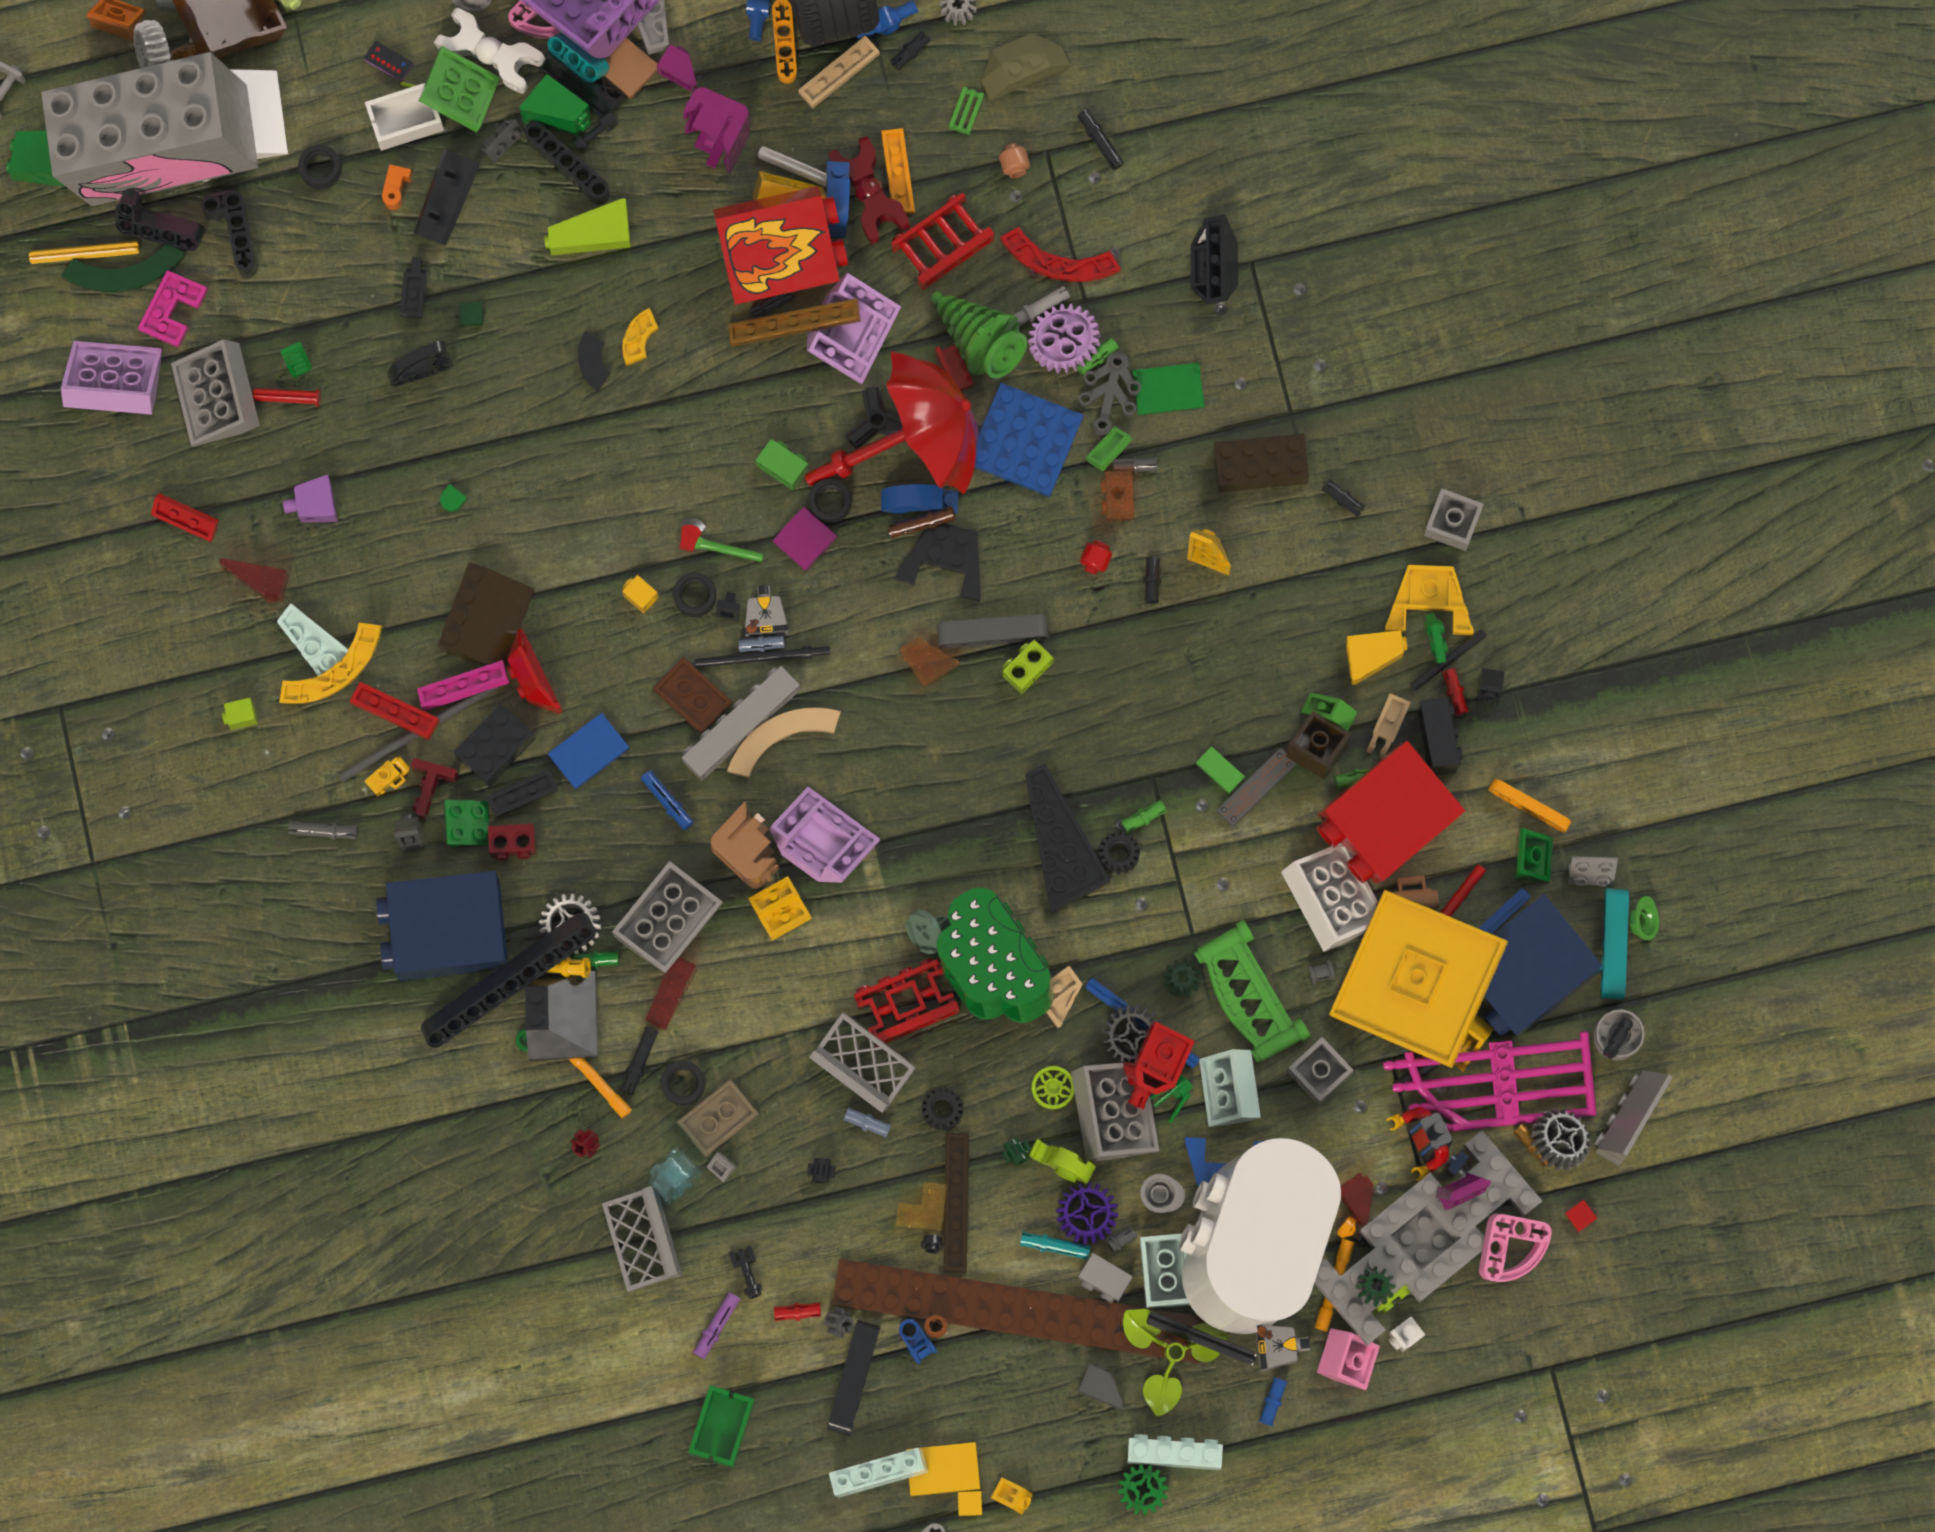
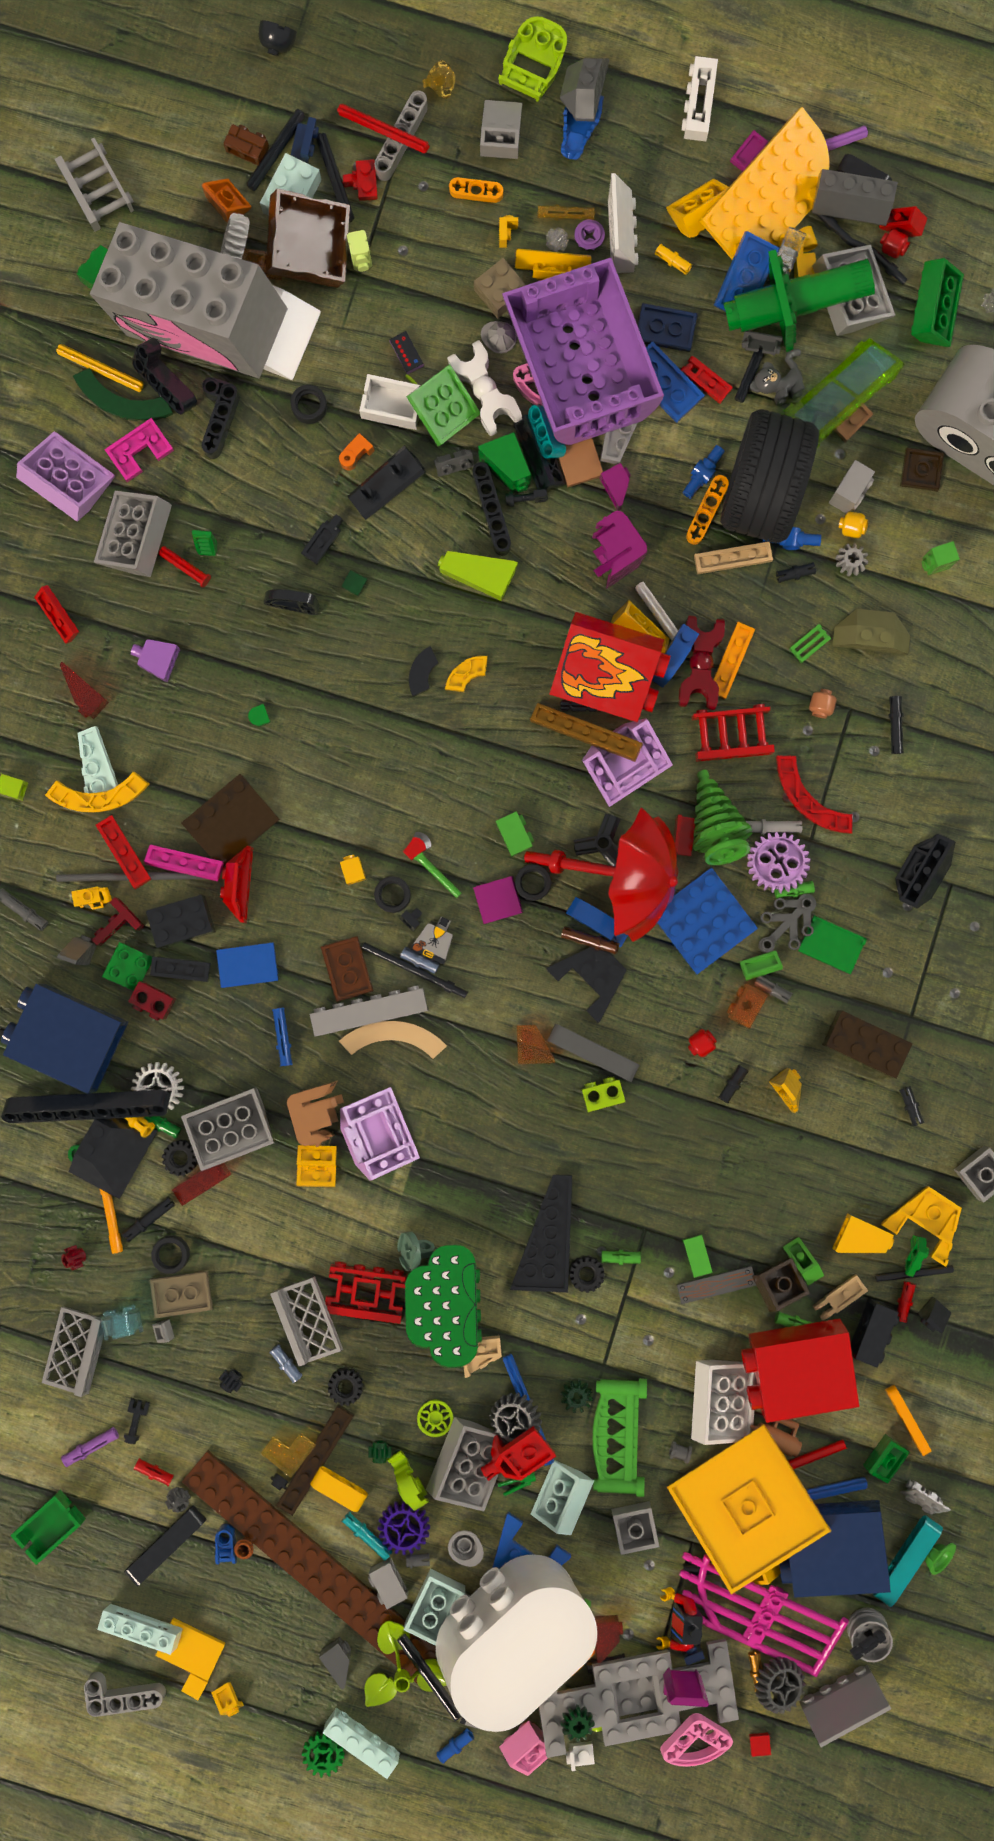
camera: 30 degrees right, 10 degrees up
(635, 994) = (169, 1161): none -> black tyre
(997, 1213) = (339, 1489): none -> yellow beam

